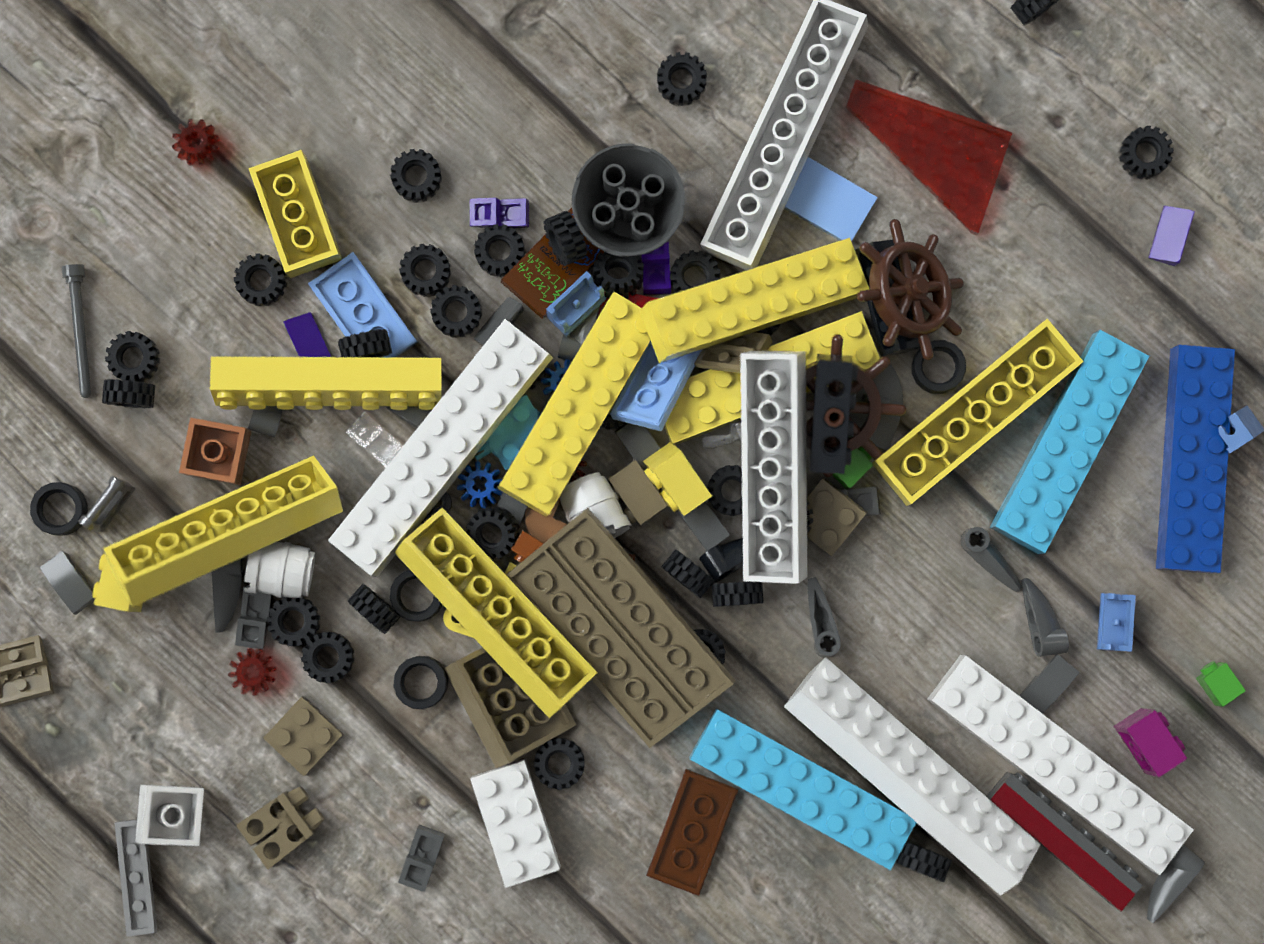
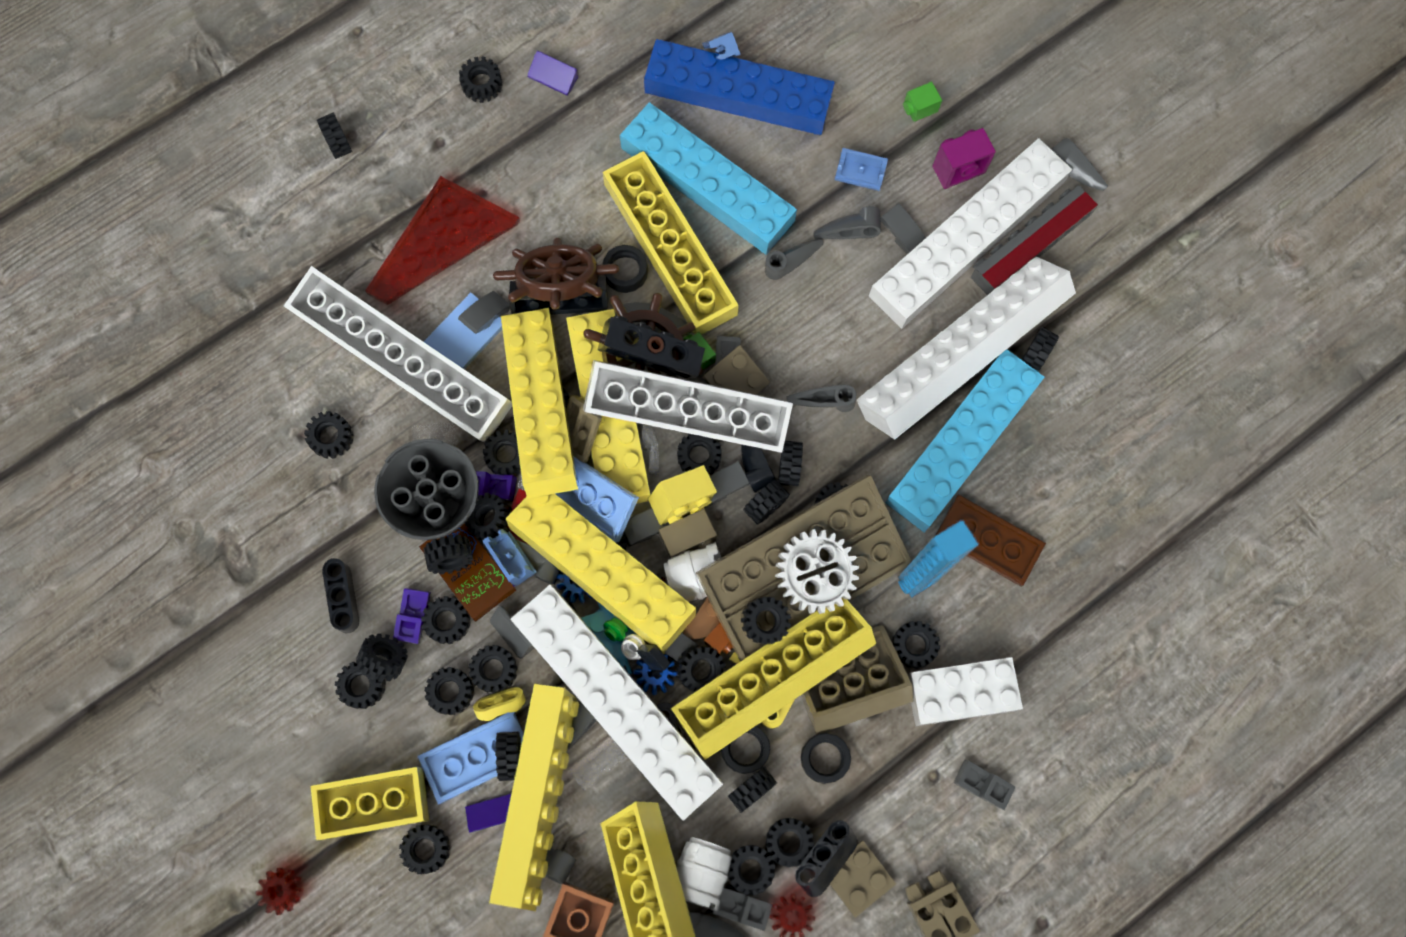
camera: 80 degrees left, 10 degrees down
(308, 686) = (825, 871): none -> black beam
(420, 325) = (499, 704): none -> light yellow plate
(434, 189) = (379, 667): none -> black tyre
(491, 478) = (653, 657): none -> black tile
(501, 456) = (630, 646): none -> white plate
(516, 123) = (332, 587): none -> black beam
(516, 433) = (615, 629): none -> green plate
(545, 609) = (781, 620): none -> black tyre
(590, 652) = (825, 593): none -> white gear
(634, 764) = (937, 559): none -> dark azure brick
(854, 217) = (484, 311): none -> dark grey slope

